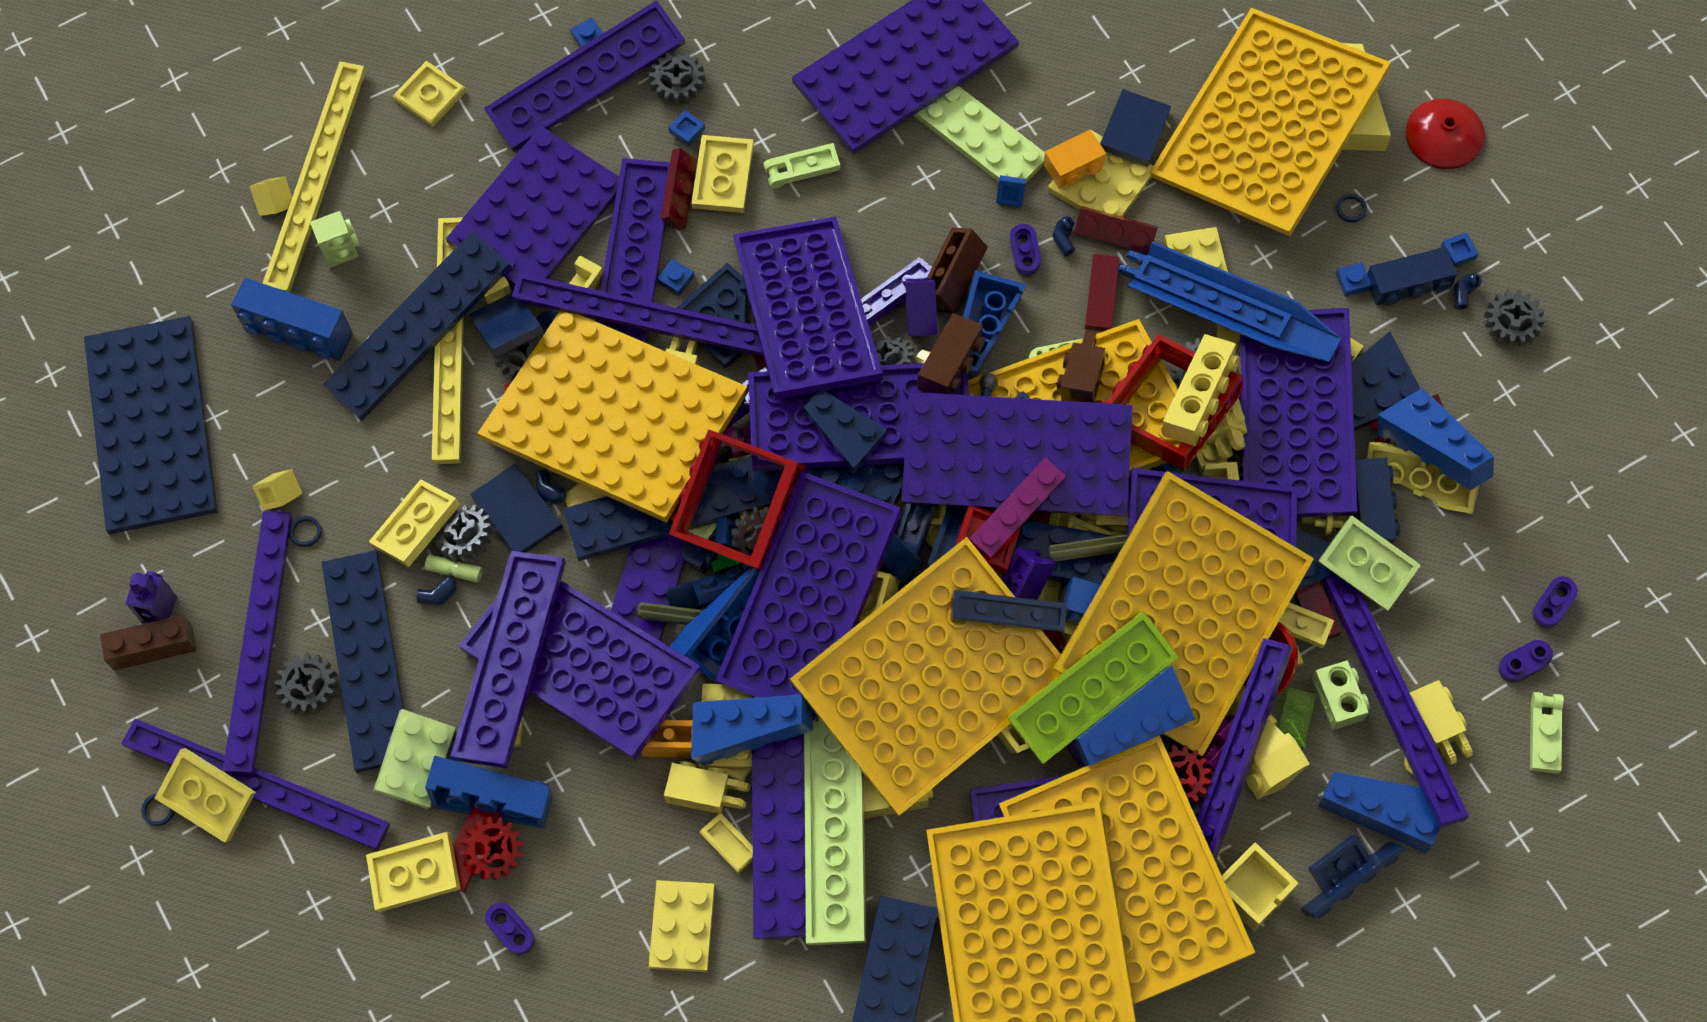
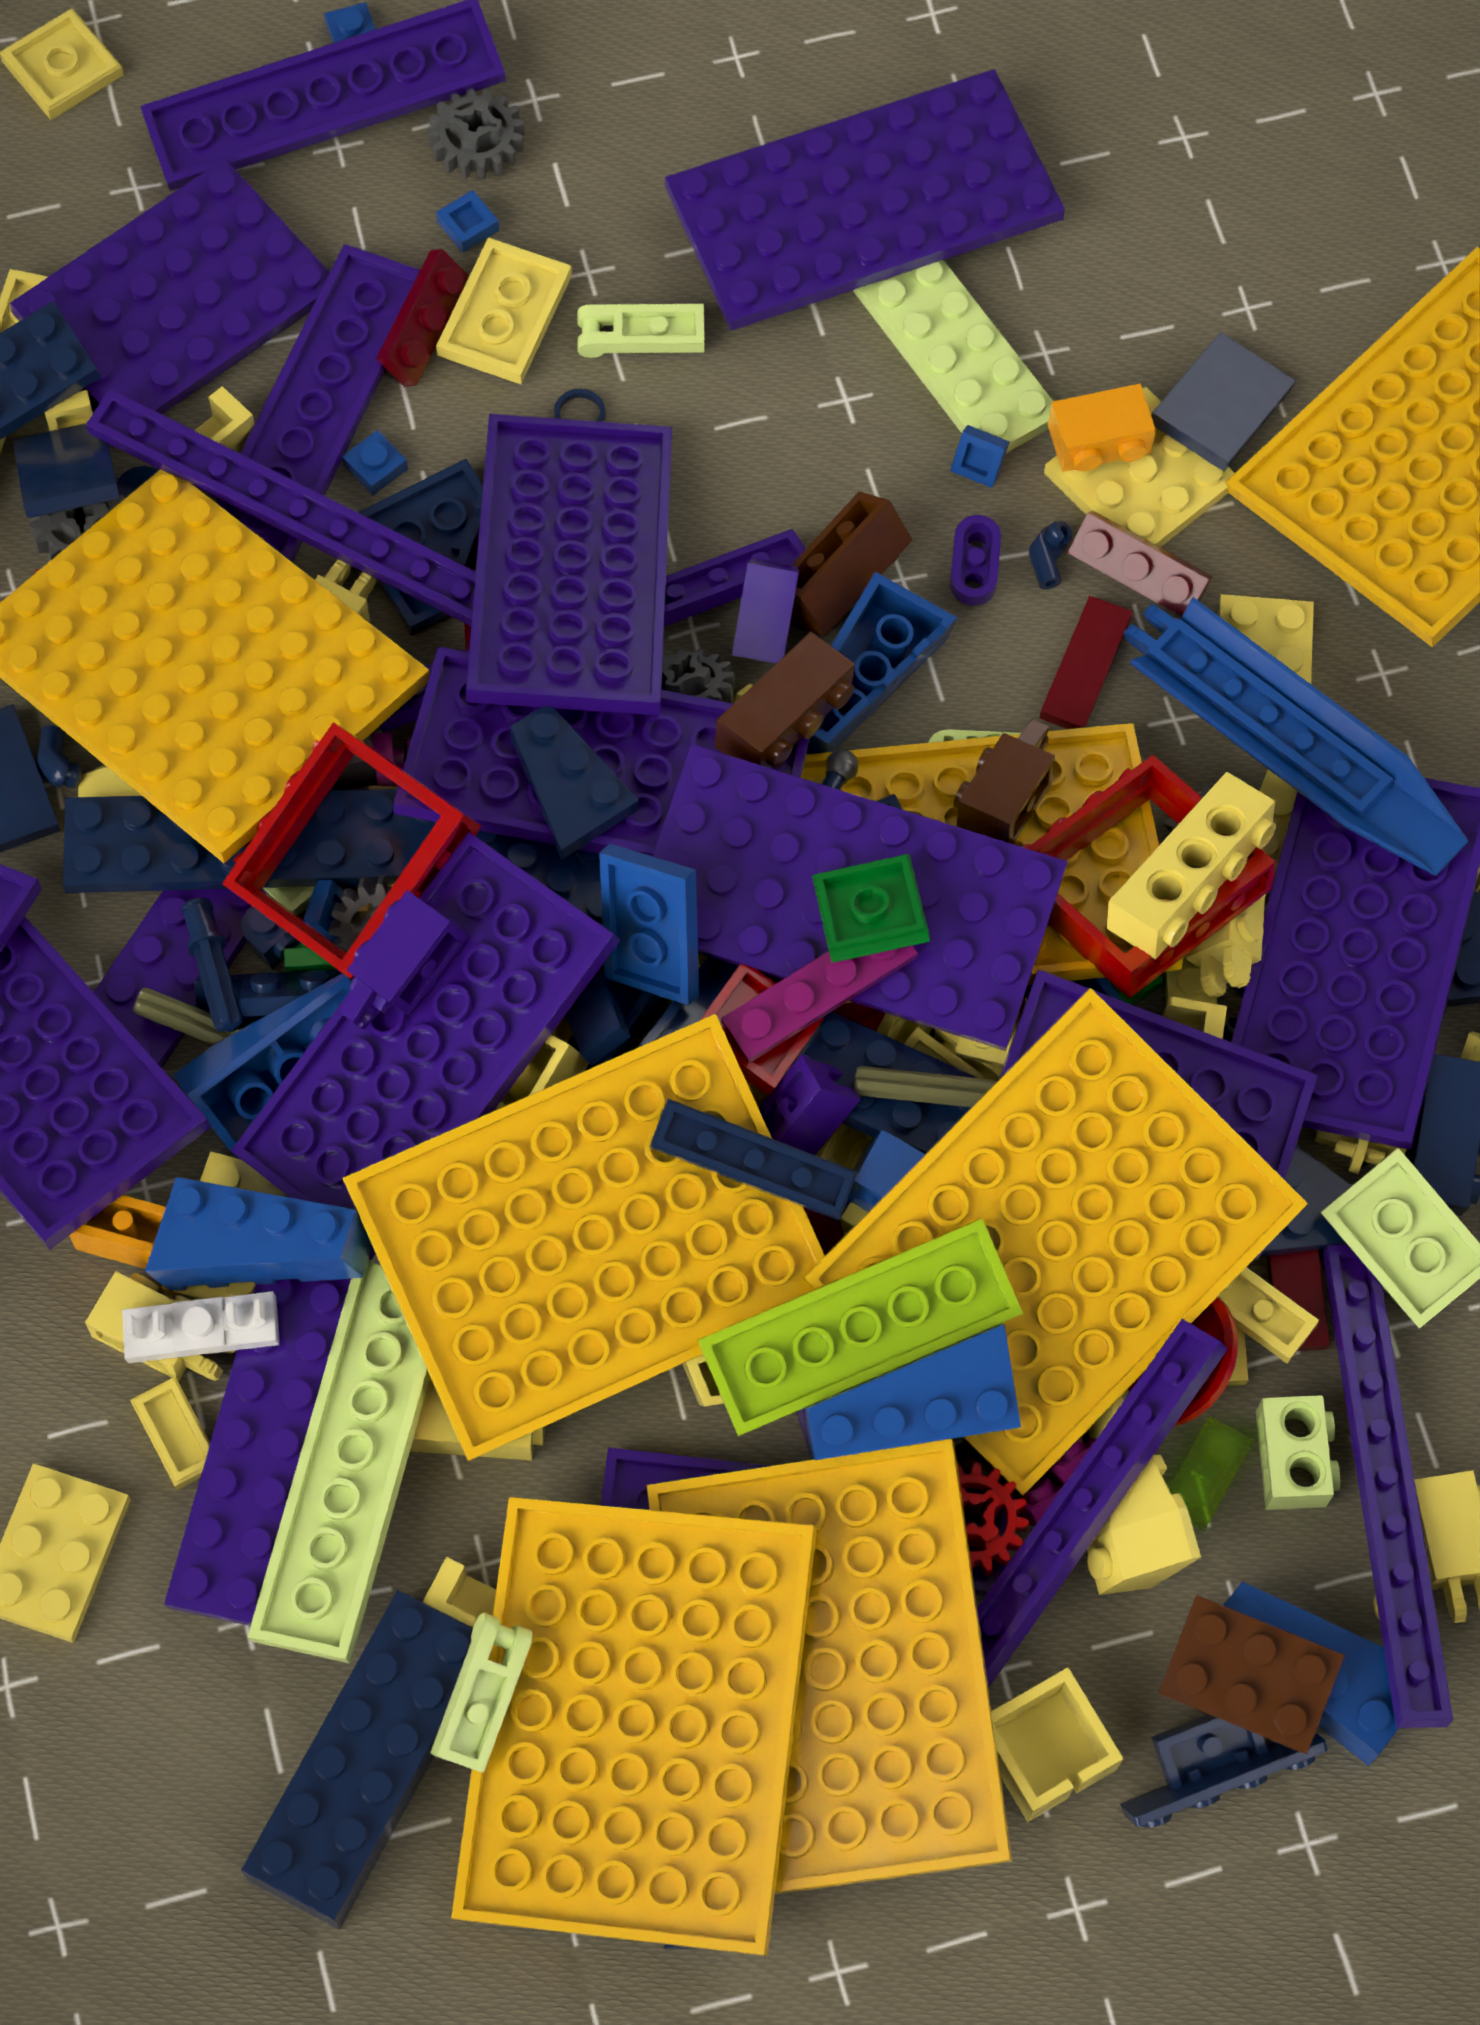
camera: 10 degrees right, 0 degrees up
(673, 579) = (207, 947): none -> dark blue axle
(729, 781) = (200, 1327): none -> white plate
(779, 209) = (580, 393): none -> dark blue piece
(784, 551) = (400, 960): none -> dark purple hinge
(914, 890) = (459, 1594): none -> light yellow panel
(919, 492) = (655, 917): none -> blue plate
(944, 939) = (482, 1694): none -> yellowish green plate
(1034, 457) = (870, 908): none -> green tile
(1354, 819) = (1251, 1674): none -> reddish brown plate

